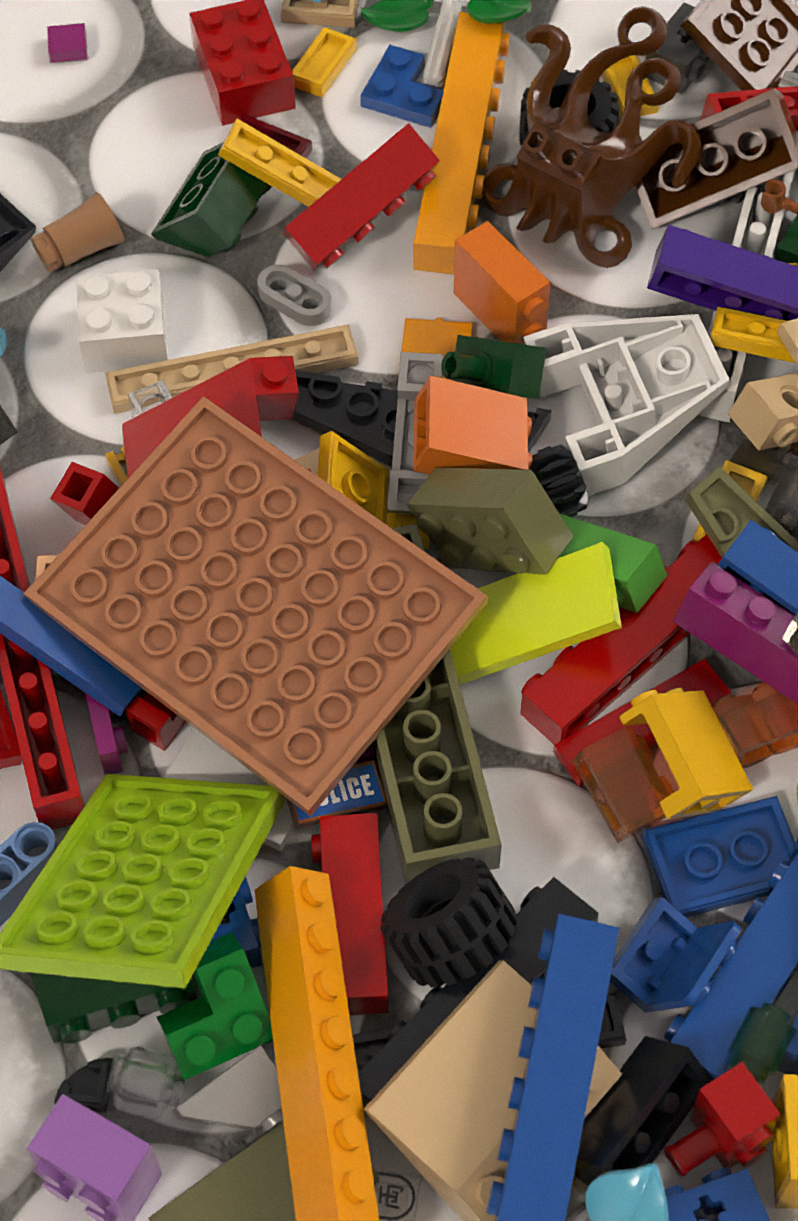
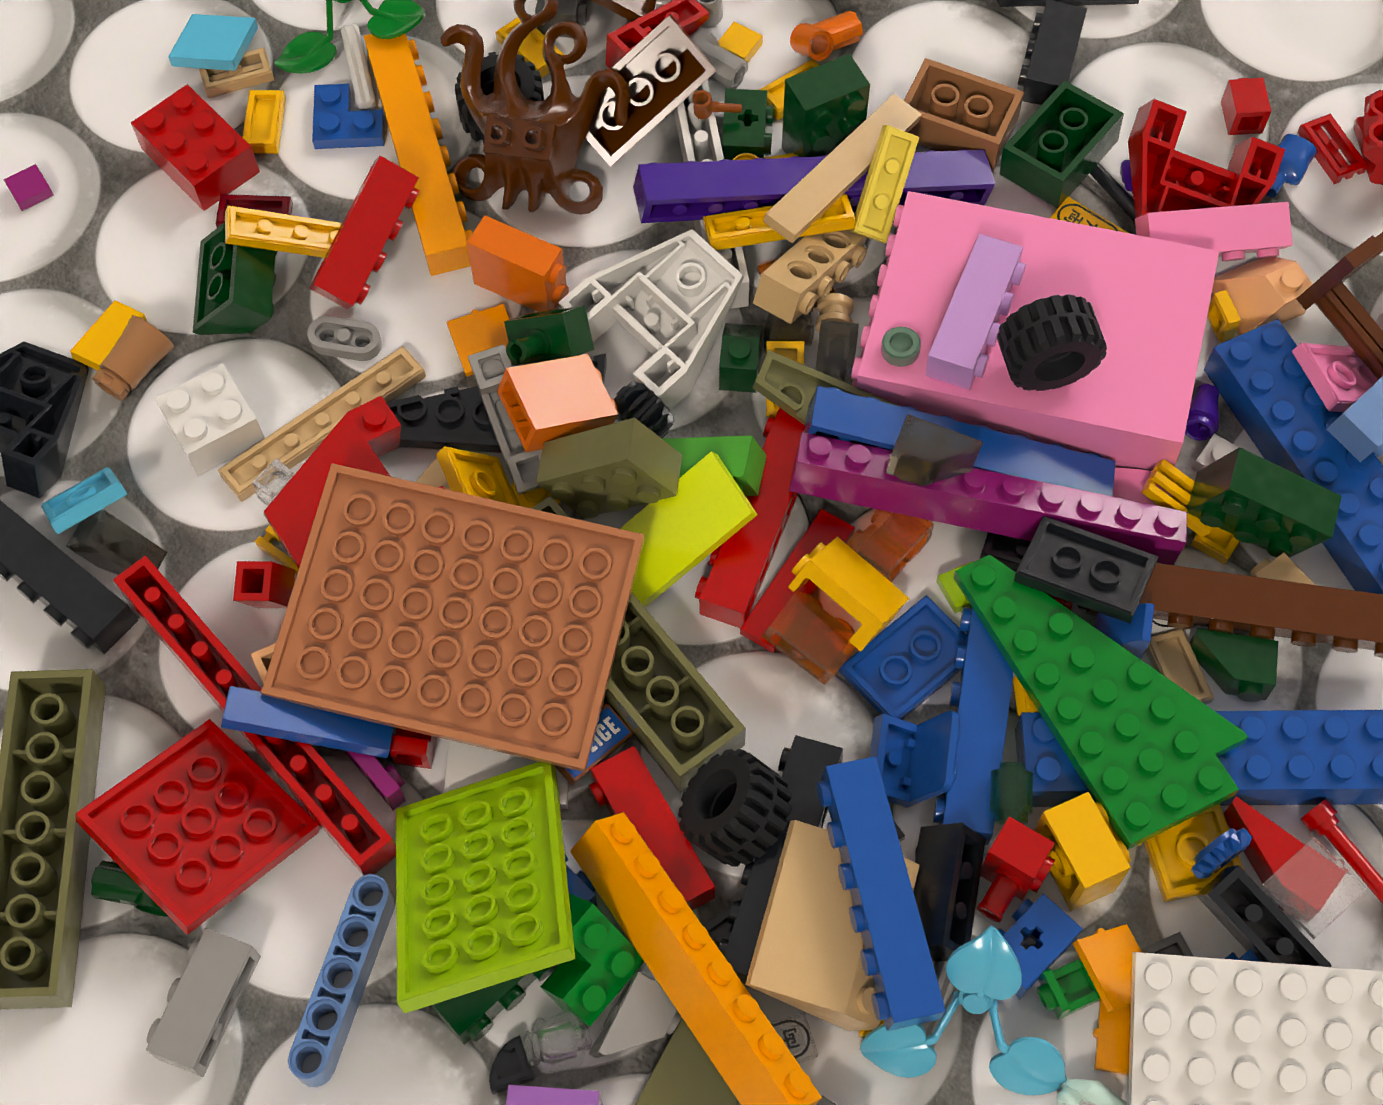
camera: 25 degrees left, 5 degrees up
(60, 202) = (103, 335): none -> yellow tile
(689, 464) = (739, 357): none -> dark green slope

